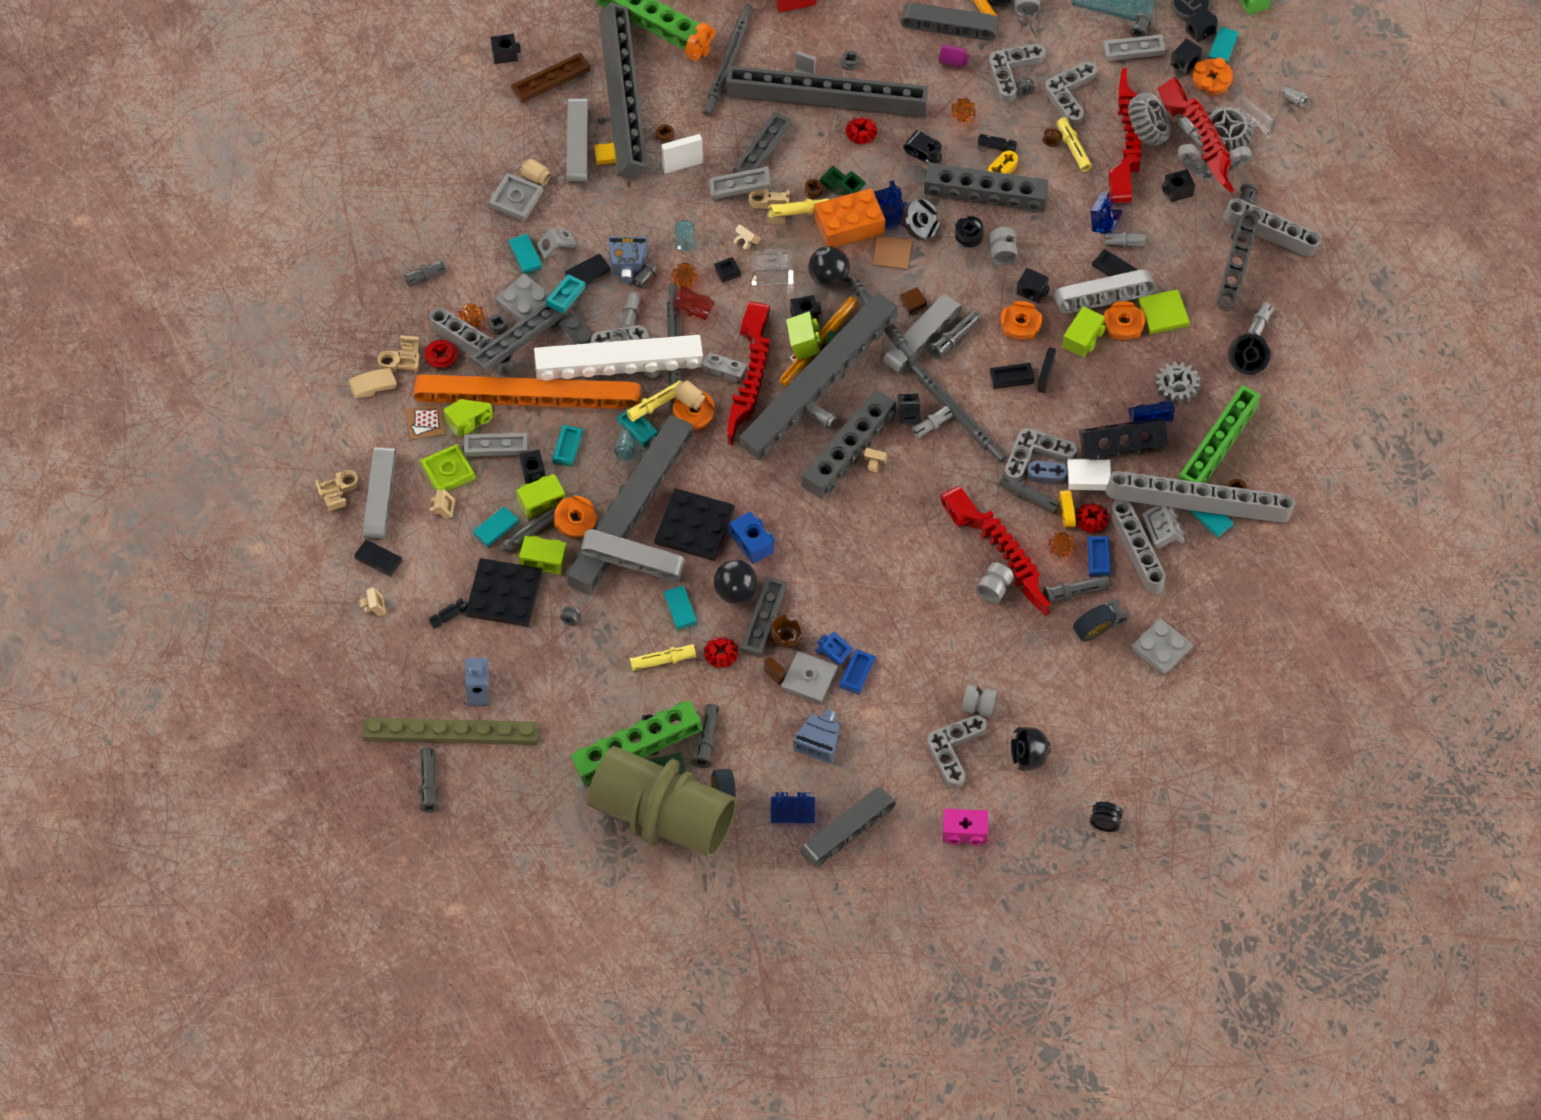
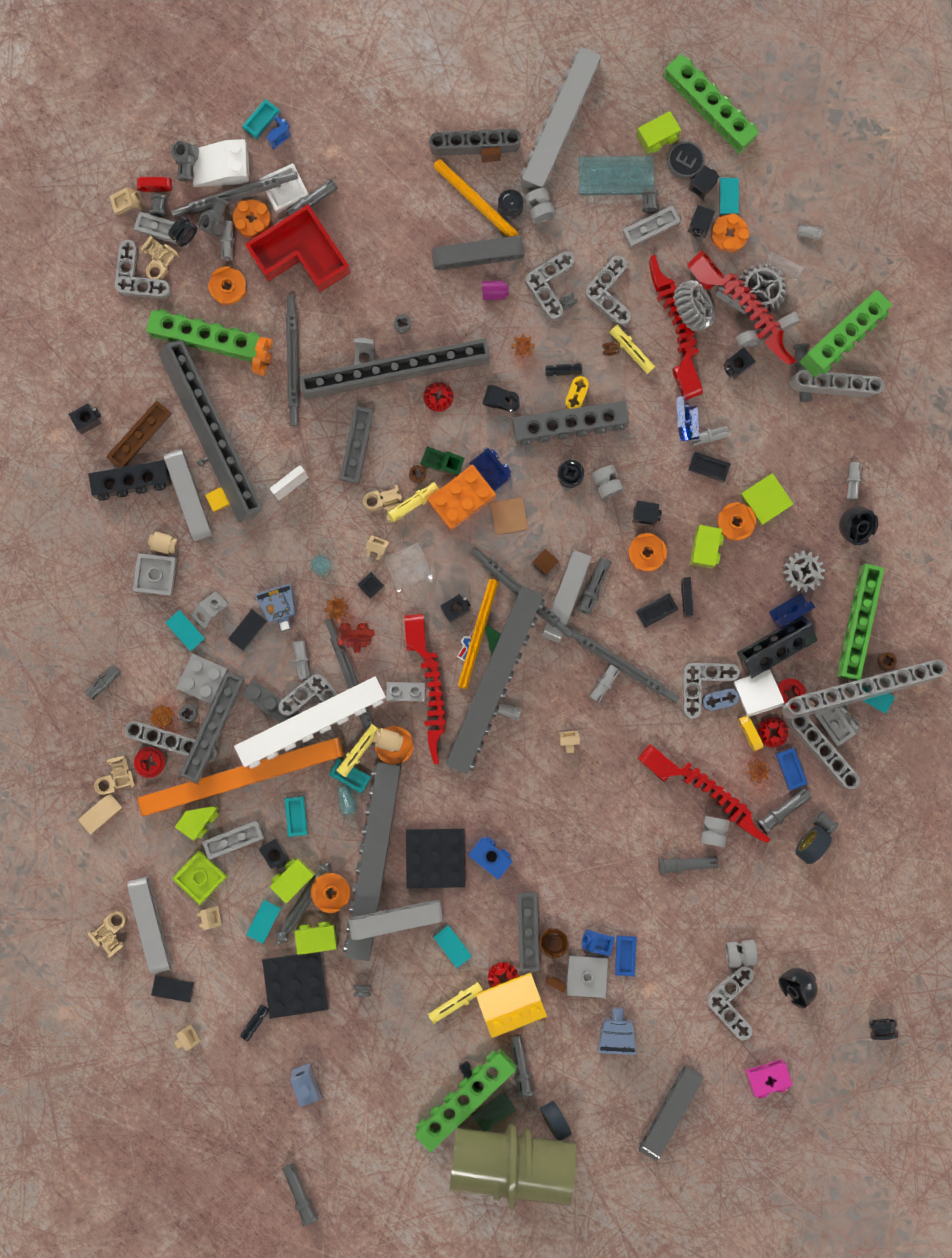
camera: 25 degrees left, 25 degrees up
(425, 421) = (161, 833): sticker -> none
(450, 731) = (299, 1137): olive plate -> none
(525, 110) = (100, 480): none -> black brick
(565, 293) = (238, 666): teal plate -> none
(649, 270) = (300, 618): dark grey pin -> none
(660, 131) = (259, 457): reddish brown bush -> none
(719, 671) = (511, 1005): none -> yellow slope
(735, 581) = (494, 913): black piece -> none
(740, 183) = (351, 494): light grey plate -> none
(792, 808) = (617, 1110): clear blue bracket -> none
(804, 335) = (465, 638): lime brick -> none
(828, 266) = (462, 559): black piece -> none
(875, 404) = (551, 684): dark grey brick -> none
(909, 408) = (585, 686): black brick -> none
(911, 221) = (527, 470): plate -> none
(945, 604) = (678, 865): none -> dark grey pin
(1020, 489) = (712, 728): dark grey pin -> none
(1105, 291) = (711, 499): light grey beam -> none
(1162, 646) = (873, 840): light grey plate -> none
(1241, 252) = (815, 426): dark grey beam -> none
(1295, 183) = (846, 333): none -> bright green brick

